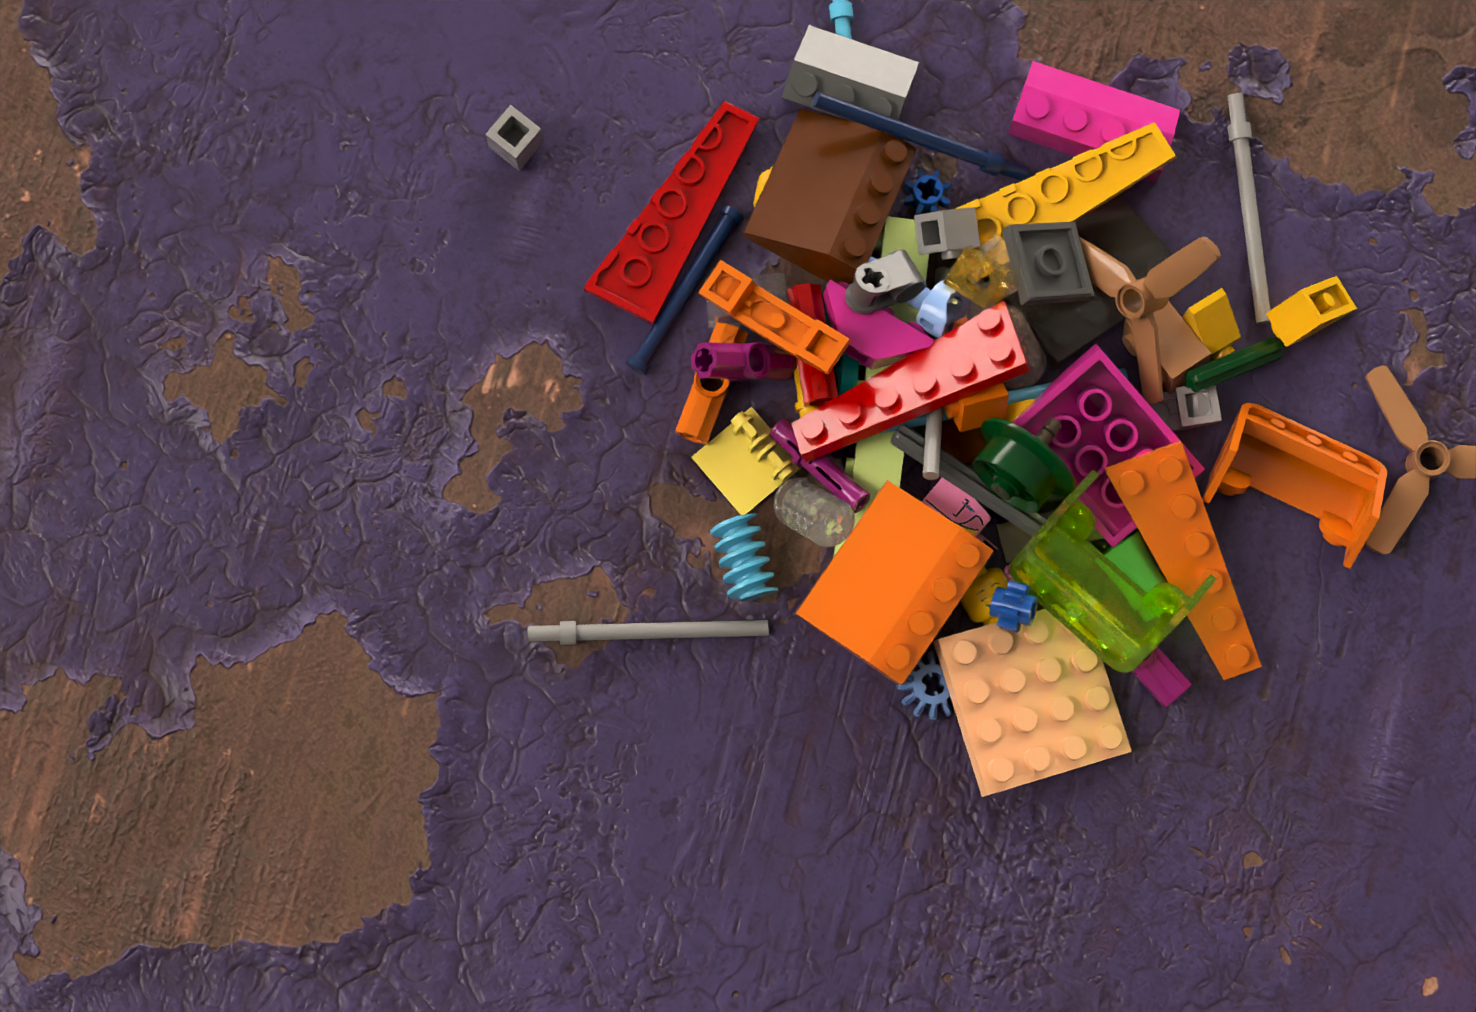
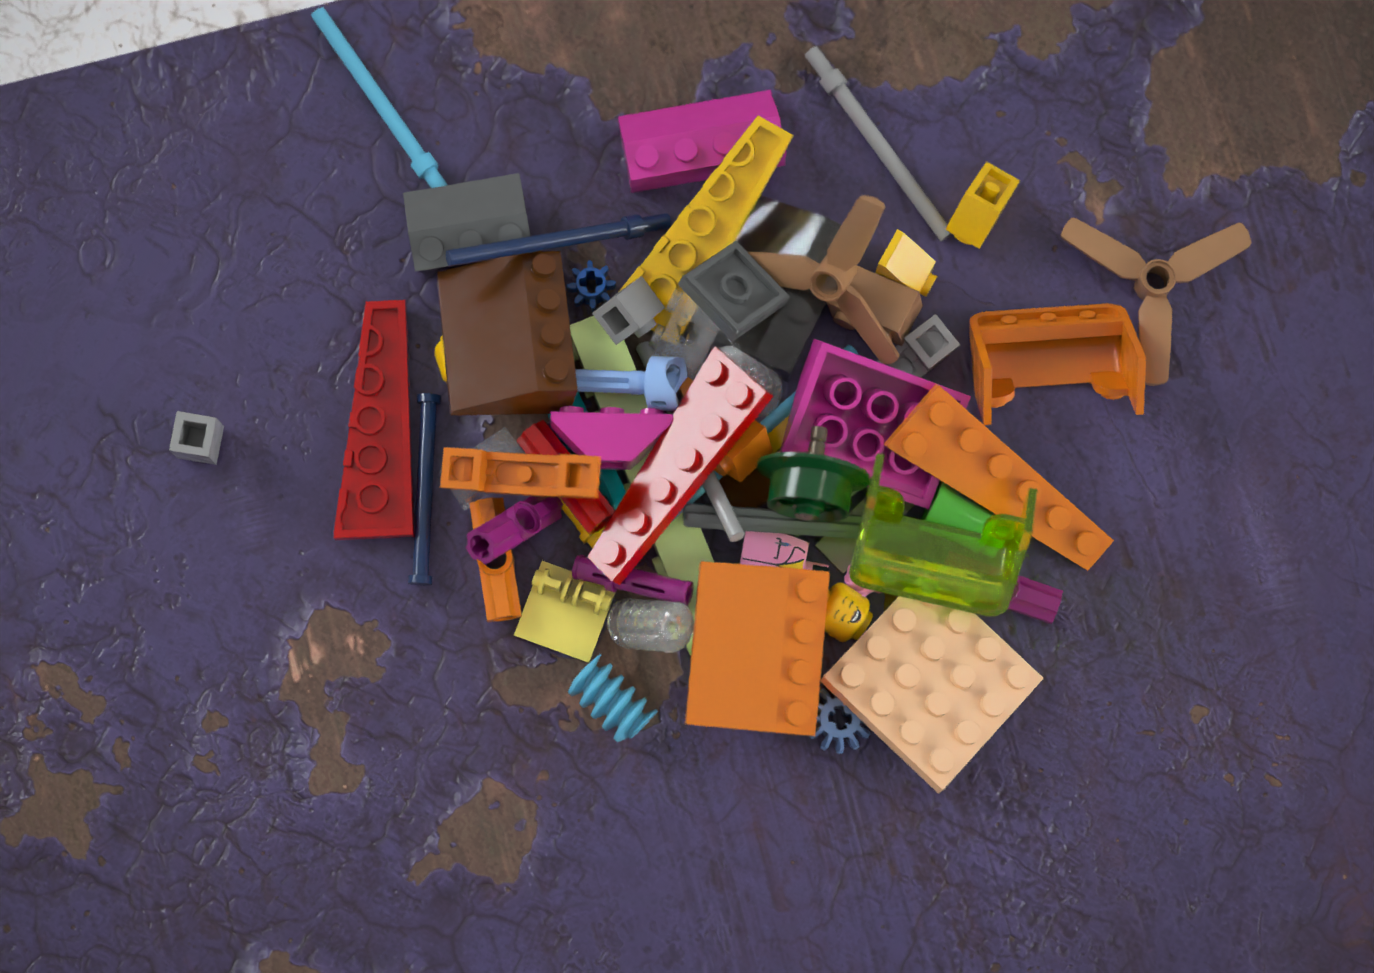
camera: 30 degrees left, 0 degrees up
(569, 633) = (493, 852): light grey bar -> none
(884, 283) = (601, 389): dark grey piece -> none
(960, 277) = (667, 350): clear yellow brick -> none
(1013, 606) = (873, 610): blue gear -> none
(1234, 364) = (943, 289): dark green axle -> none

